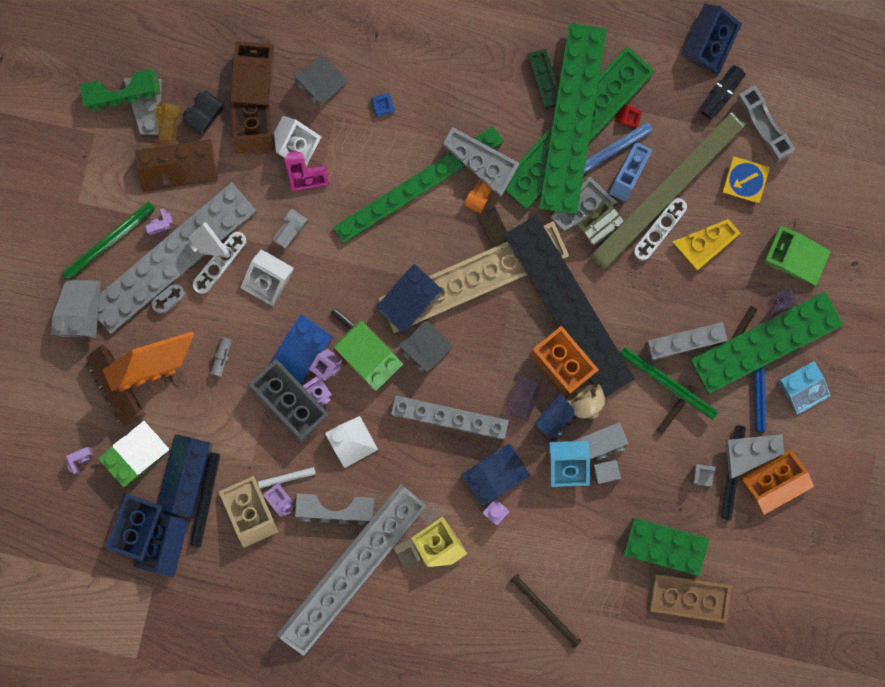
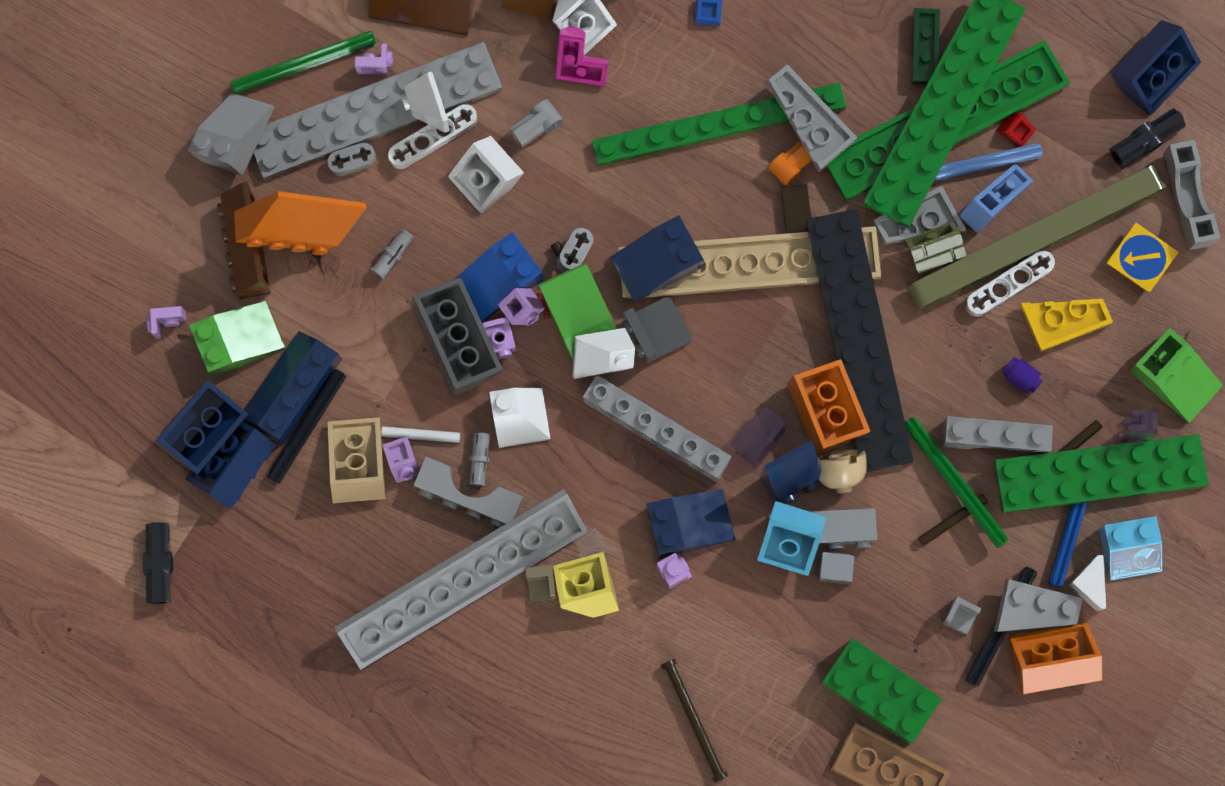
camera: 15 degrees right, 5 degrees down
(136, 631) = (158, 563): none -> black piece
(333, 481) = (479, 459): none -> light grey pin
(344, 310) = (570, 248): none -> light grey beam
(395, 379) = (602, 353): none -> white slope
(690, 292) = (1022, 375): none -> dark purple brick
(784, 421) = (1091, 584): none -> white slope

